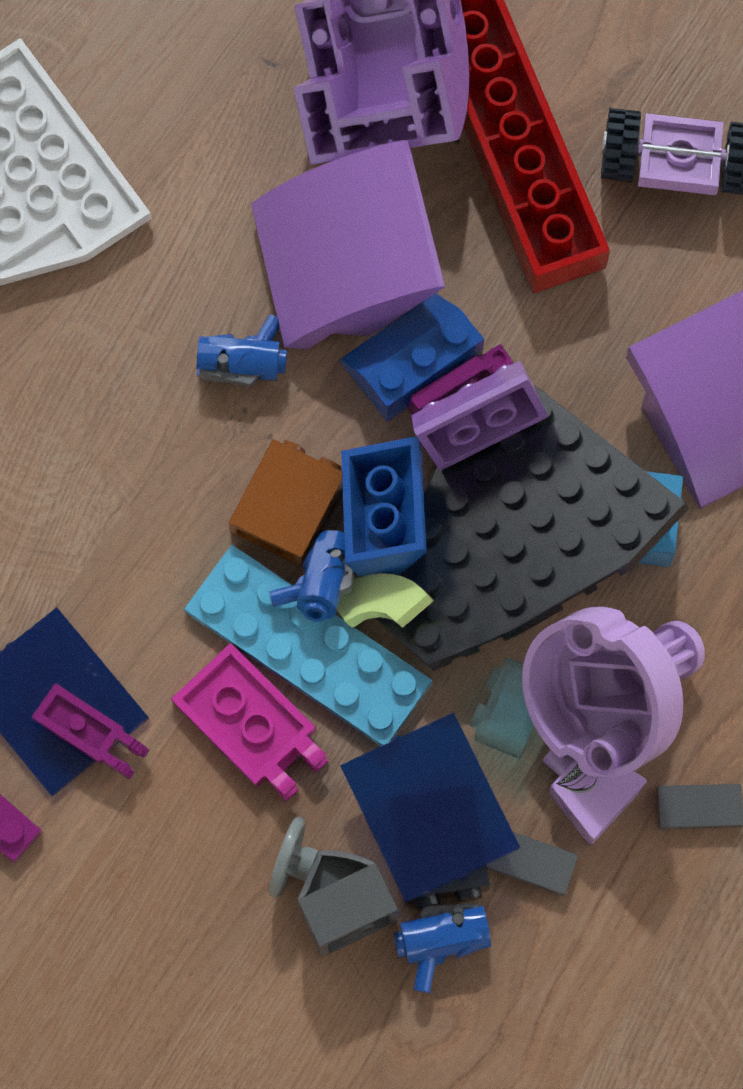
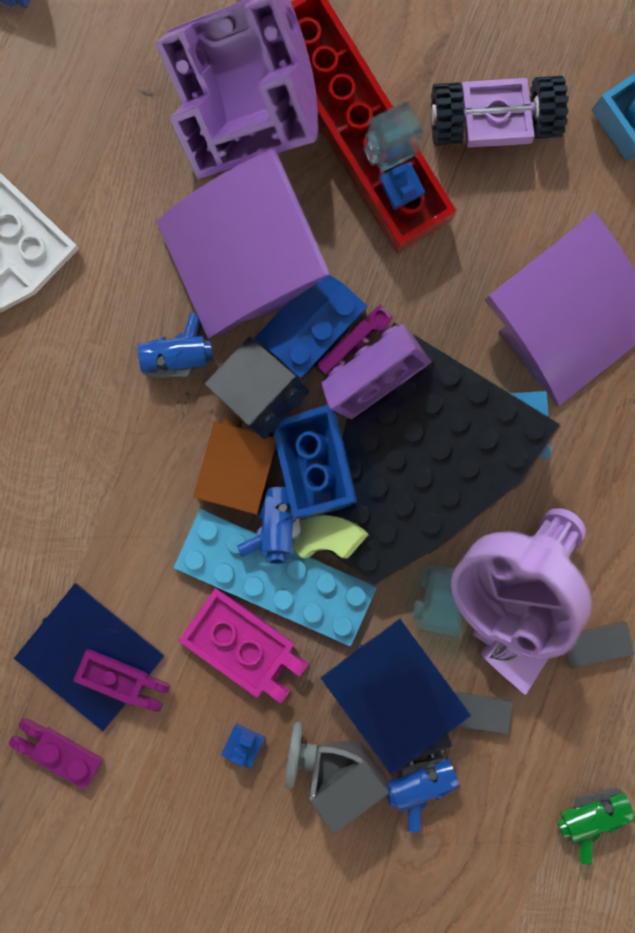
camera: 15 degrees left, 15 degrees up
(223, 847) = (242, 746): none -> blue tile
(332, 408) = (257, 387): none -> brick
(546, 152) = (393, 137): none -> clear light blue brick
(549, 209) = (401, 185): none -> blue tile
(657, 1018) = (592, 816): none -> green piece

